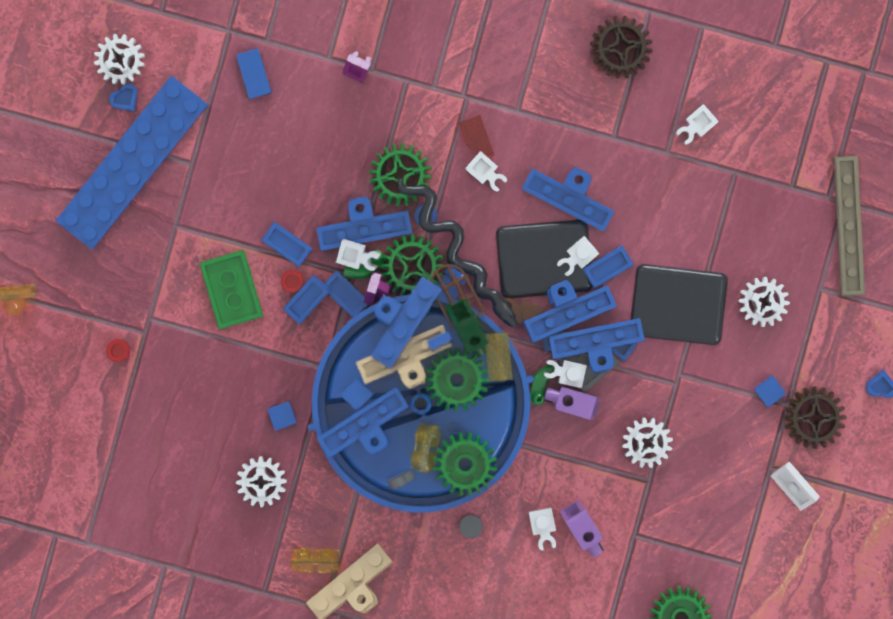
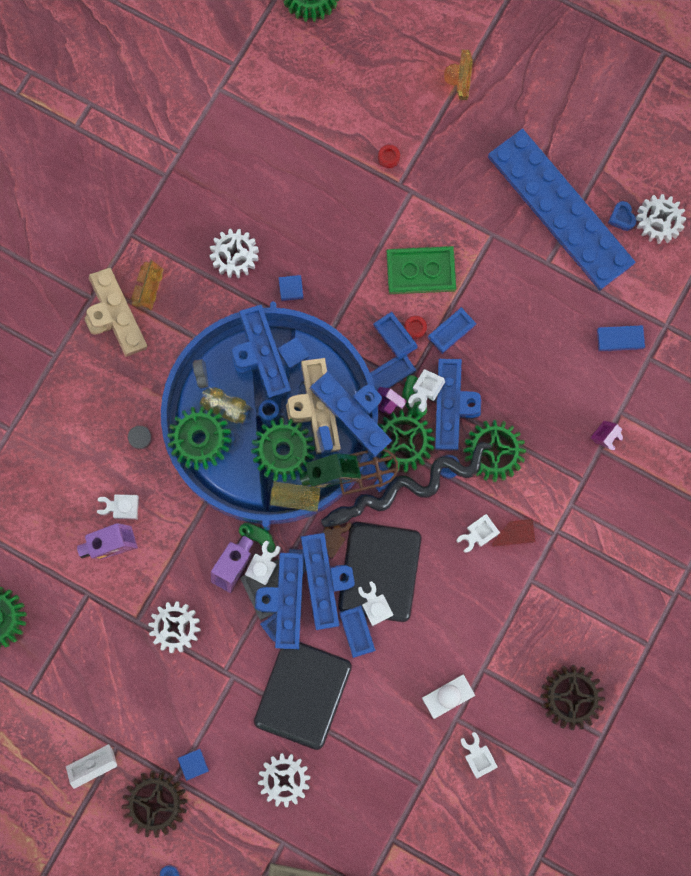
camera: 105 degrees right, 10 degrees down
(569, 196) = (435, 610): blue plate -> none
(648, 165) = (448, 696): none -> white tile

